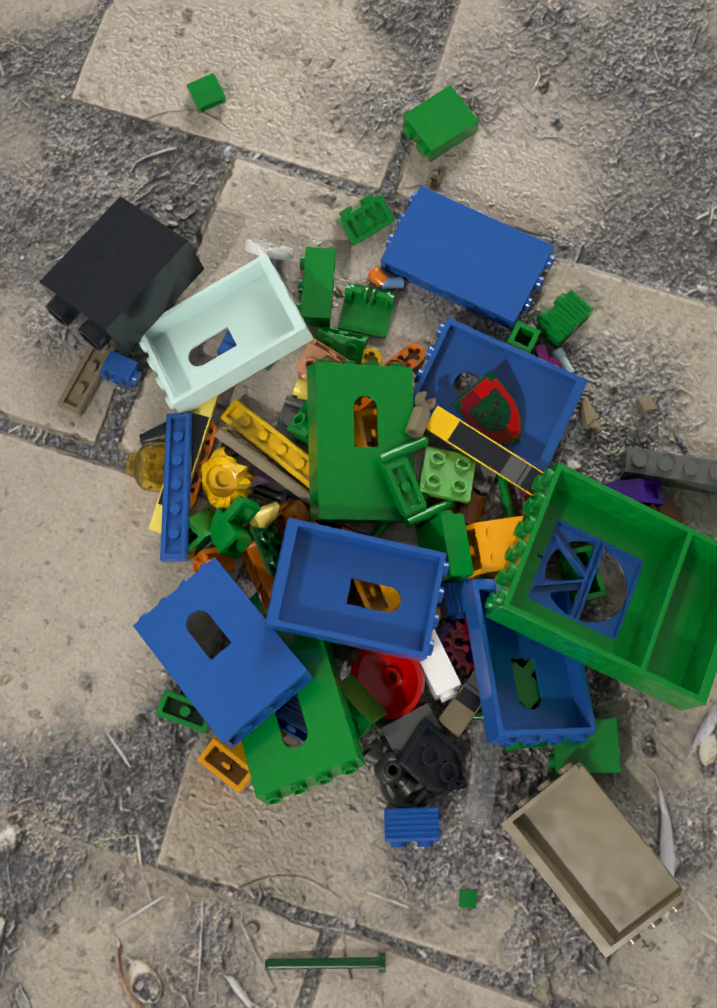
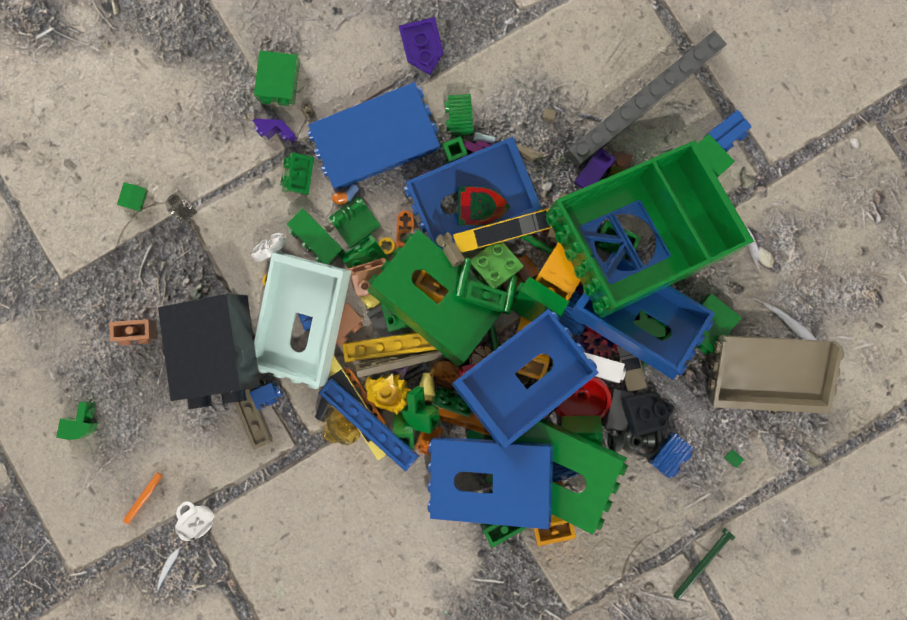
camera: 50 degrees left, 10 degrees up
(77, 197) = (133, 330): none -> nougat brick
(235, 140) = (180, 207): none -> clear smoke brick
(261, 386) = (349, 323): none -> nougat brick
(389, 159) = (270, 127): none -> dark purple slope
(599, 226) = (422, 44): none -> dark purple tile

